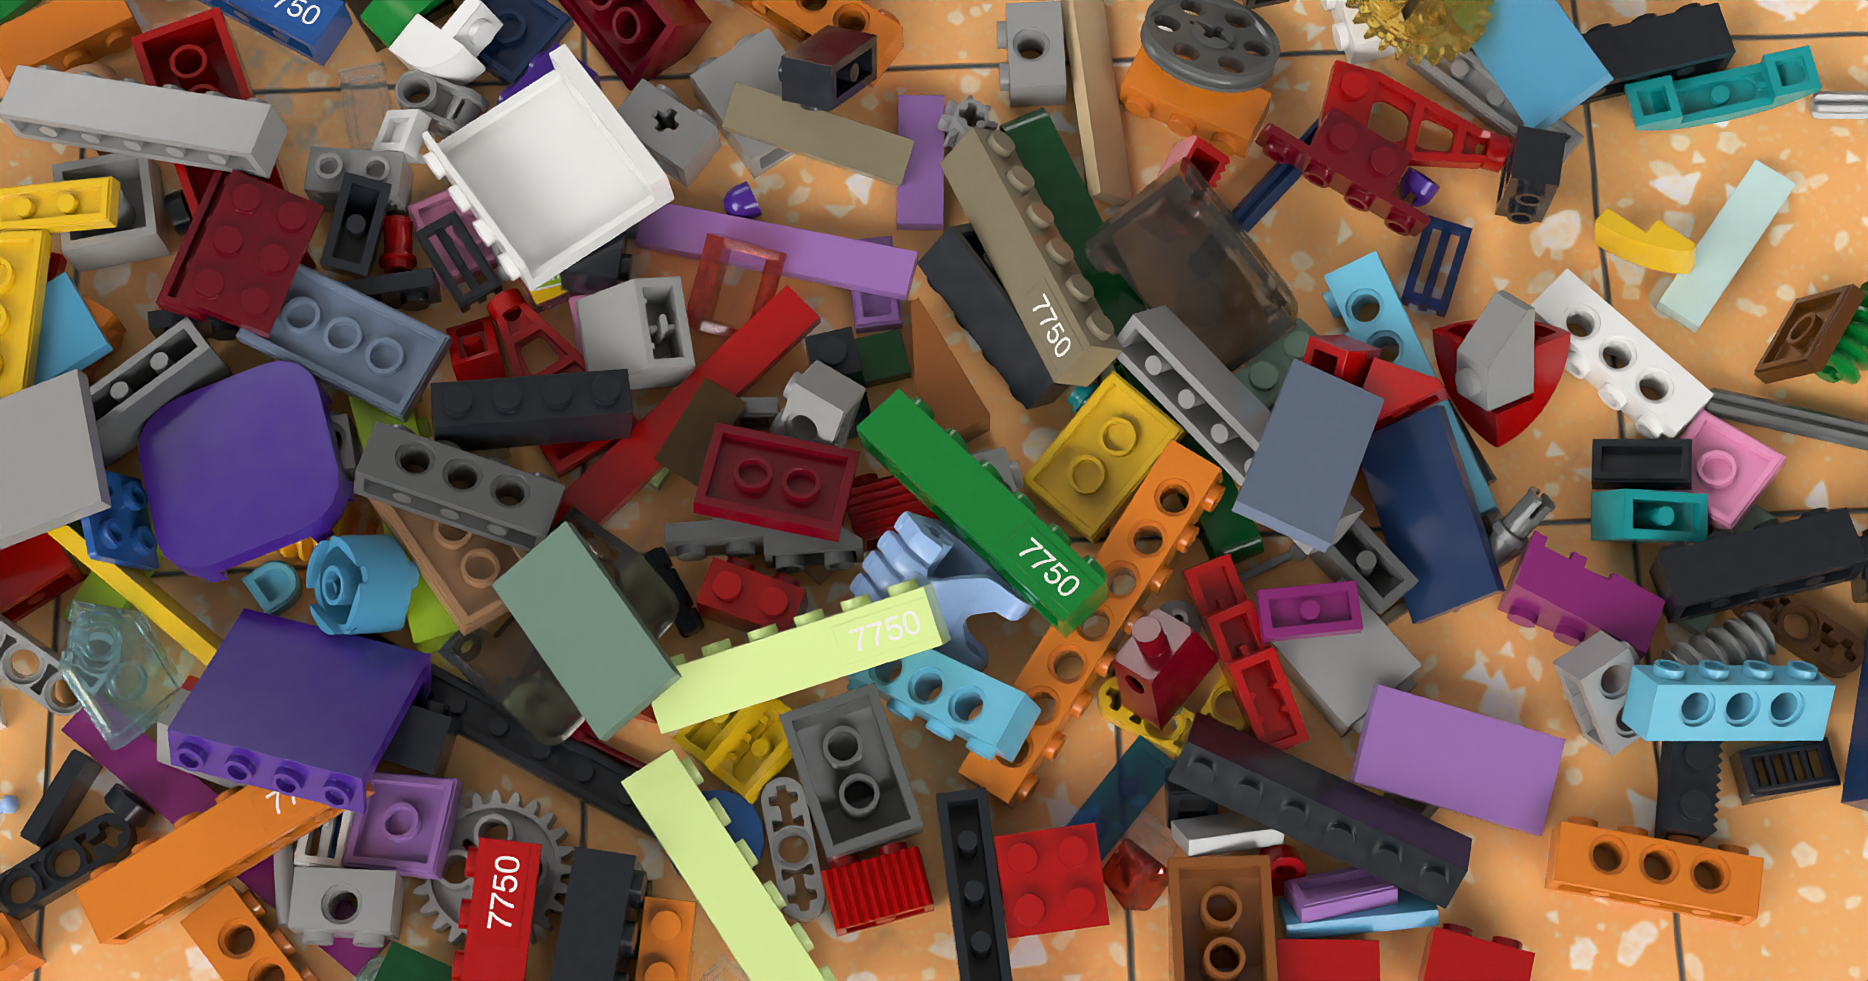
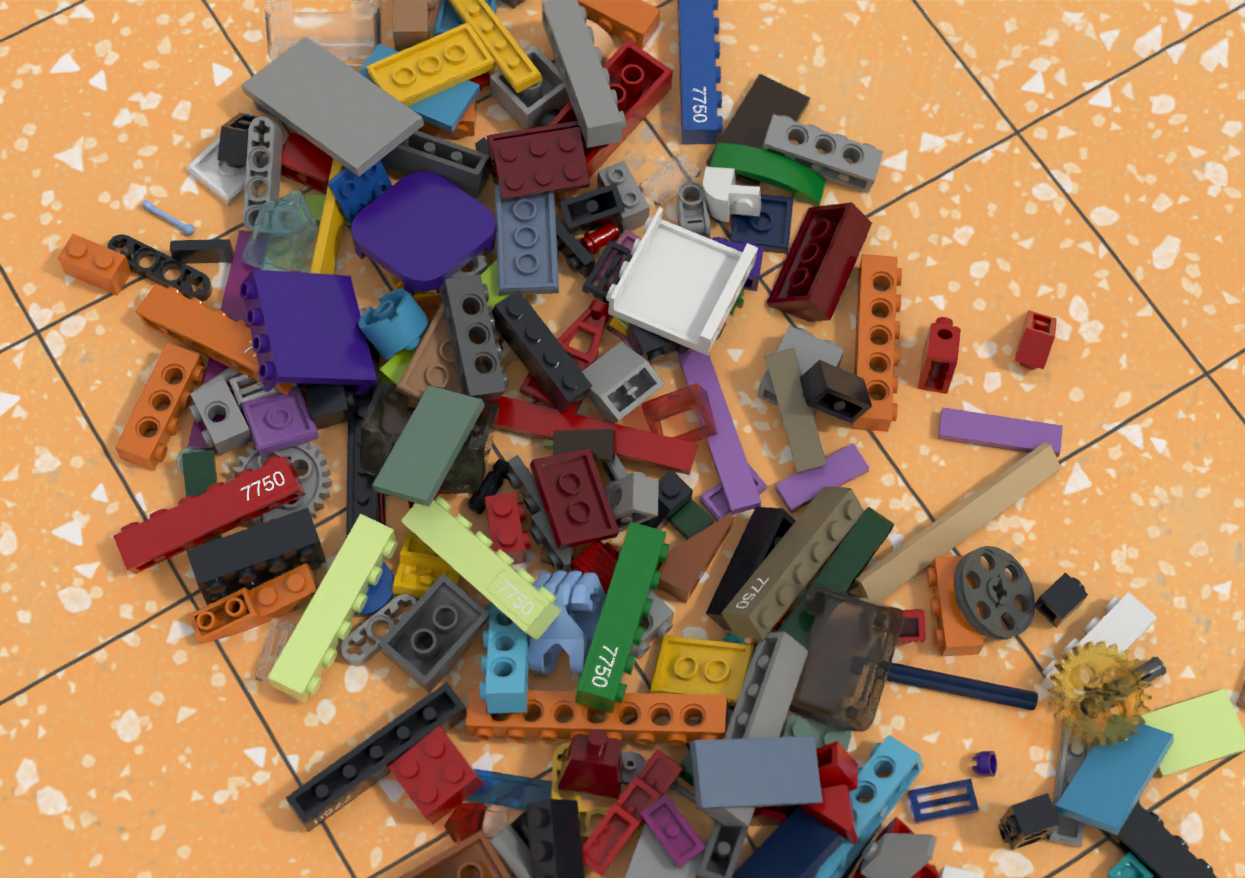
camera: 55 degrees right, 5 degrees down
(128, 806) = (216, 284): black tile -> none
(274, 586) = (374, 286): medium azure tile -> none
(402, 133) = (665, 199): white tile -> none
(476, 351) = (560, 310): red slope -> none
(678, 152) = (747, 318): light grey brick -> none
(741, 202) = (736, 397): dark purple hinge -> none
(877, 888) = (381, 685): red brick -> none
(961, 117) = (863, 482): light grey gear -> none
(1036, 28) = (914, 515): light grey brick -> none
(1351, 163) = (971, 714): dark red bracket -> none
(1356, 89) = (1004, 695): red plate -> none

